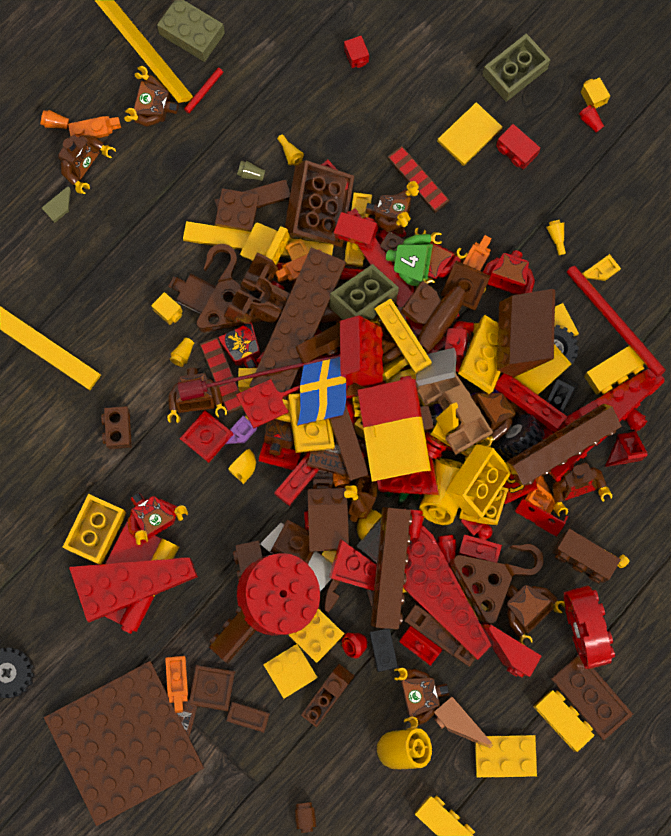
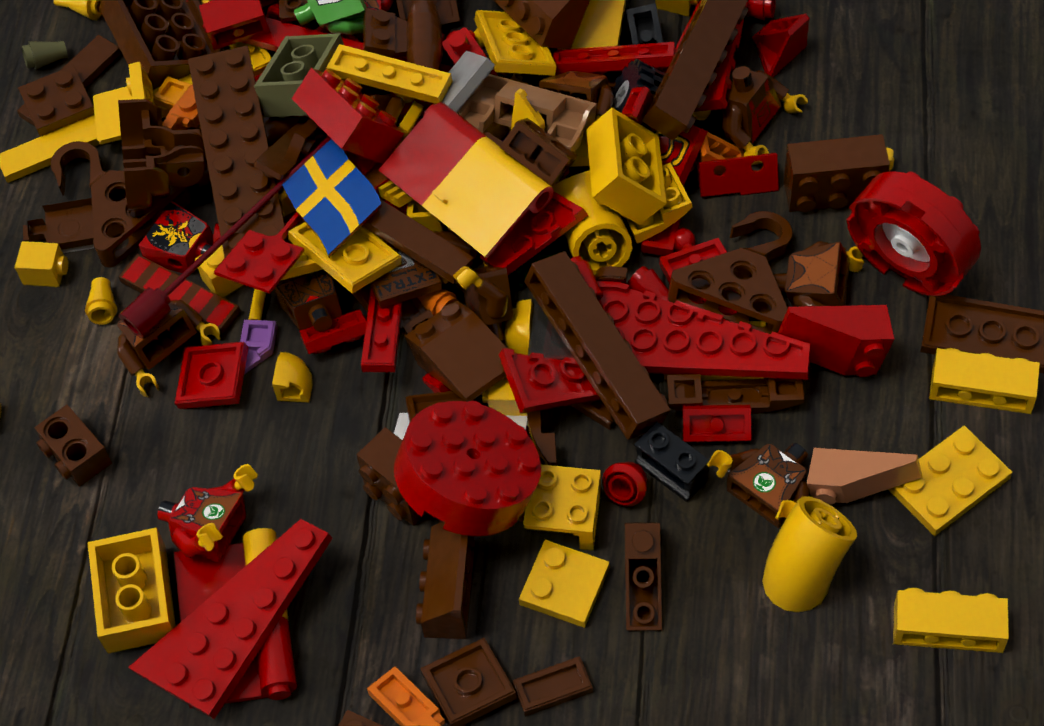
camera: 30 degrees left, 20 degrees down
(432, 528) = (612, 273): none -> reddish brown tile
(439, 445) = (538, 151): none -> reddish brown brick
(510, 451) = (637, 103): none -> red slope

